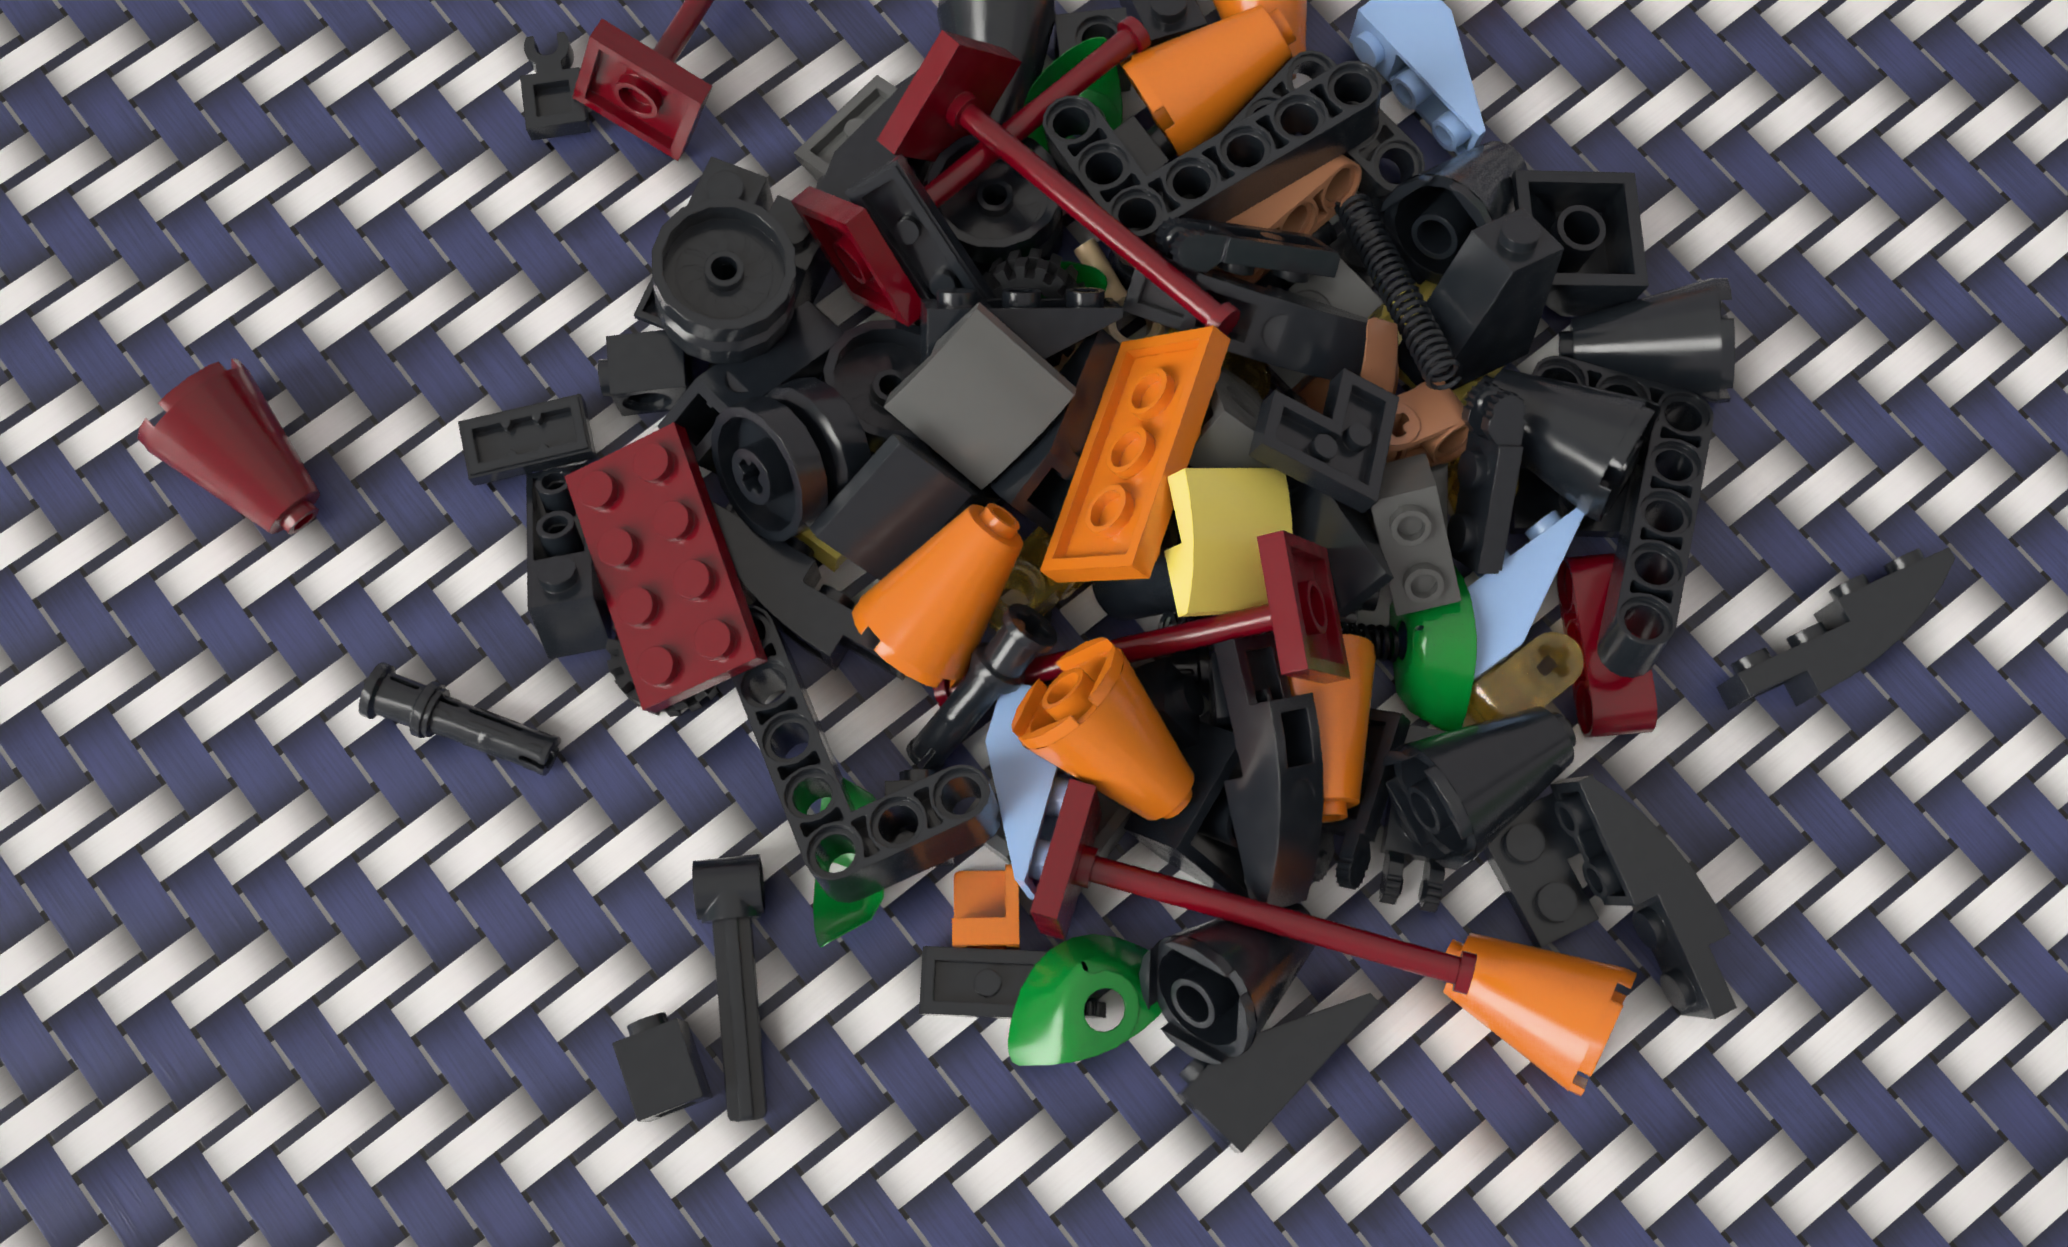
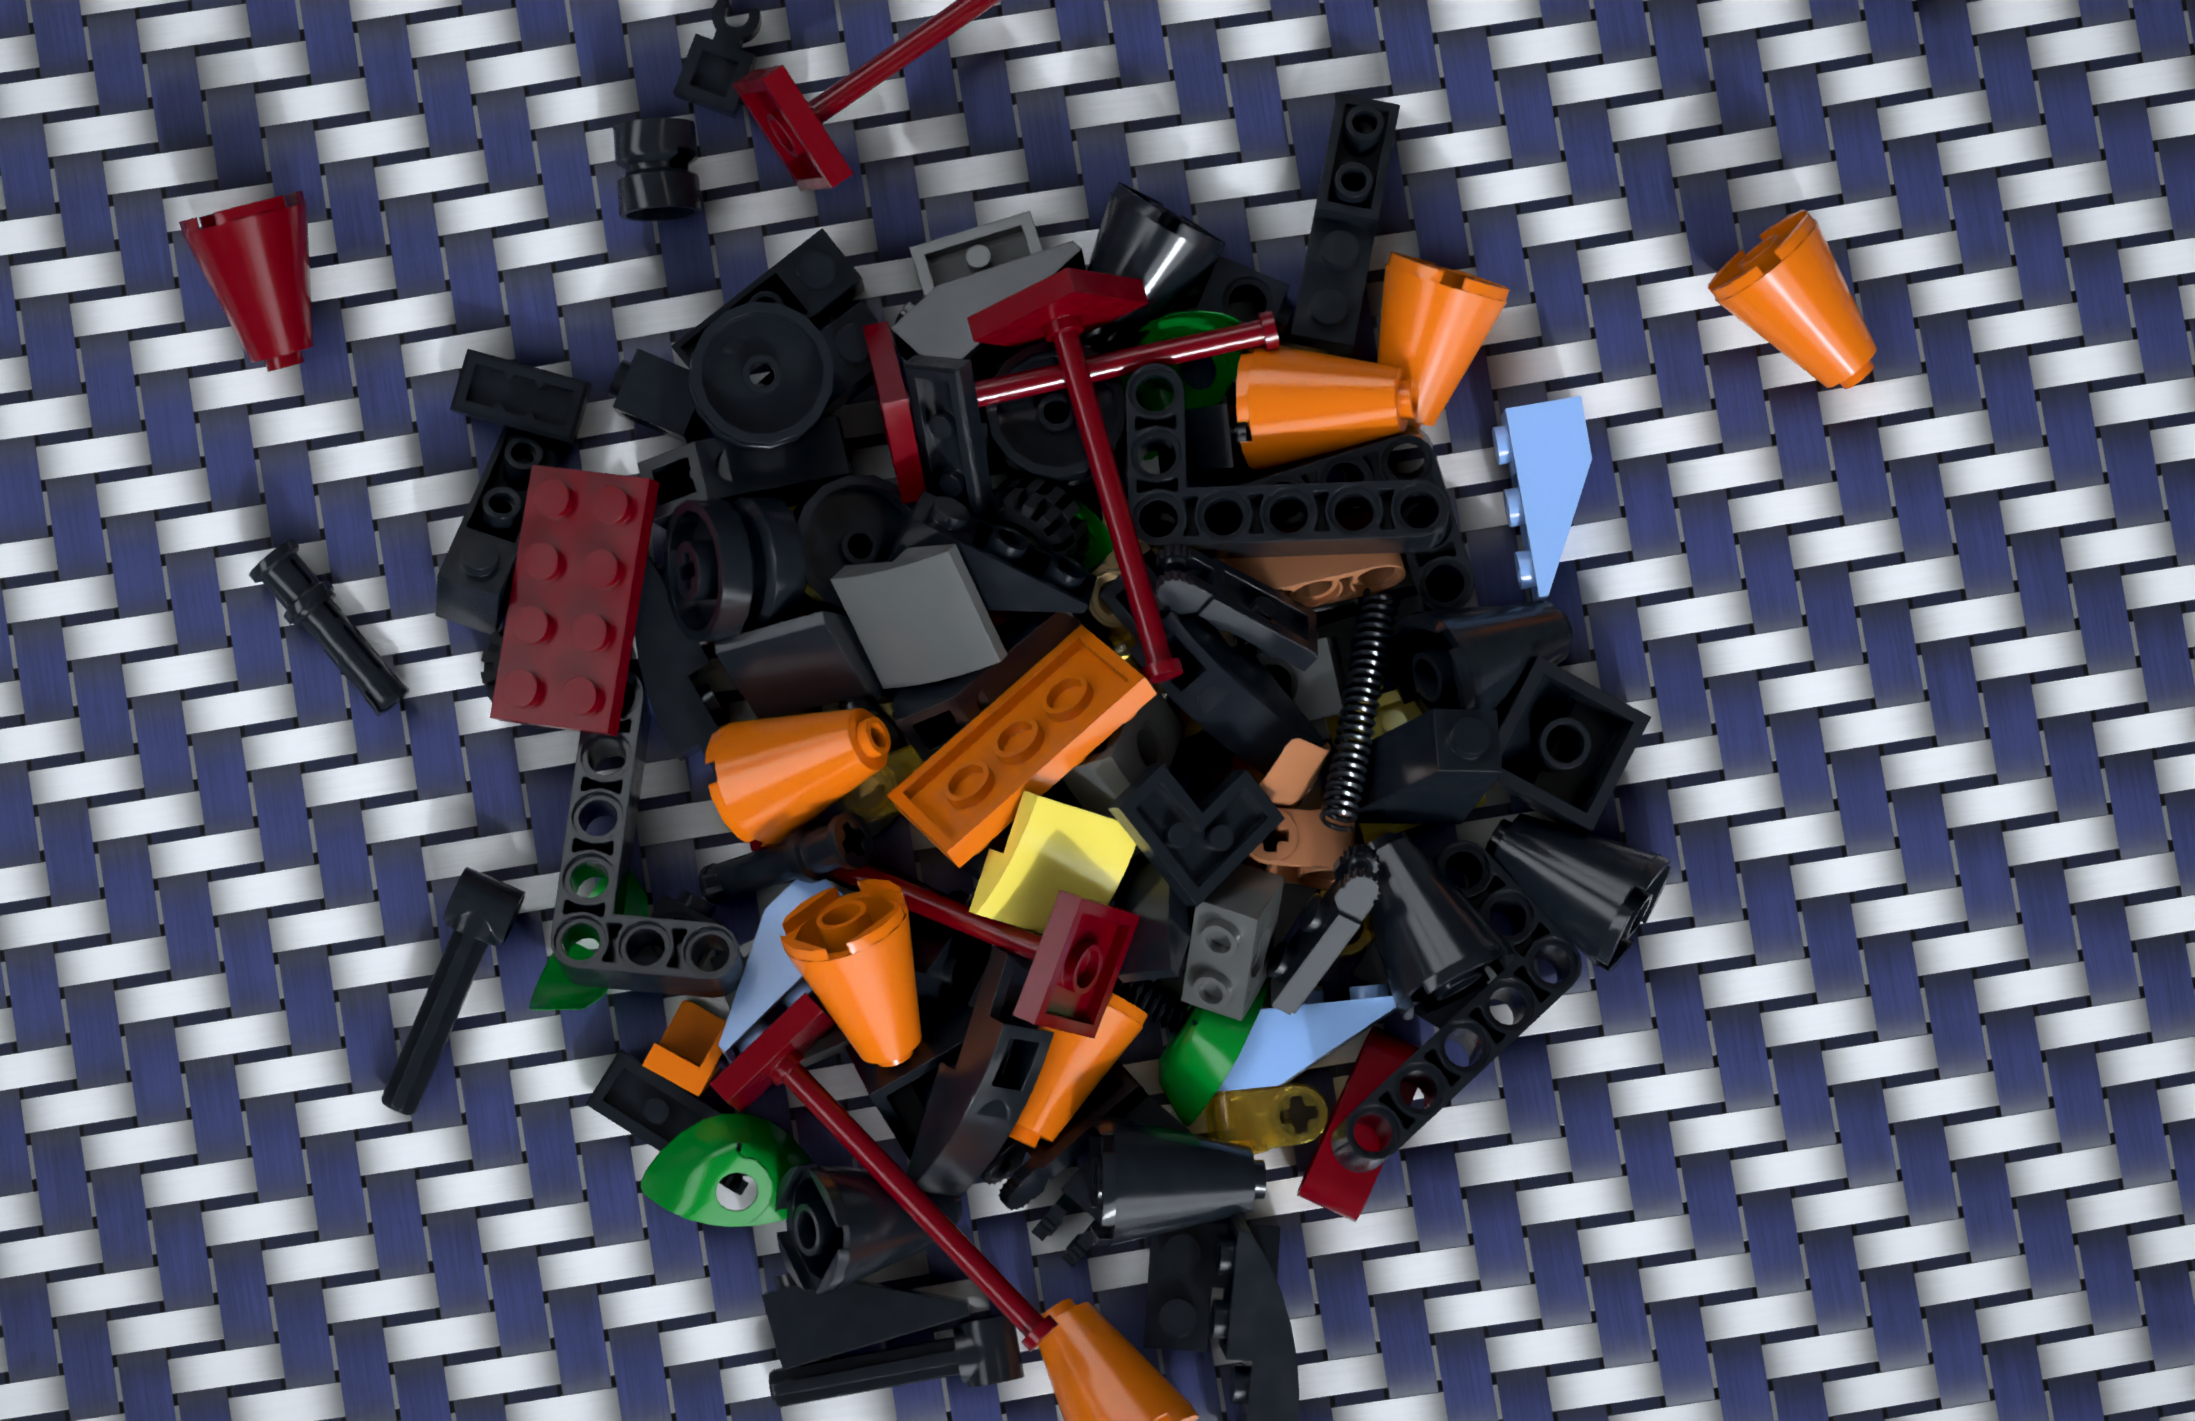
camera: 30 degrees right, 10 degrees up
(548, 198) = (657, 169): none -> black wheel
(661, 1067) = (348, 1027): black brick -> none
(1402, 1035) = (981, 1352): none -> black axle
(1848, 634) = (1603, 1233): black slope -> none

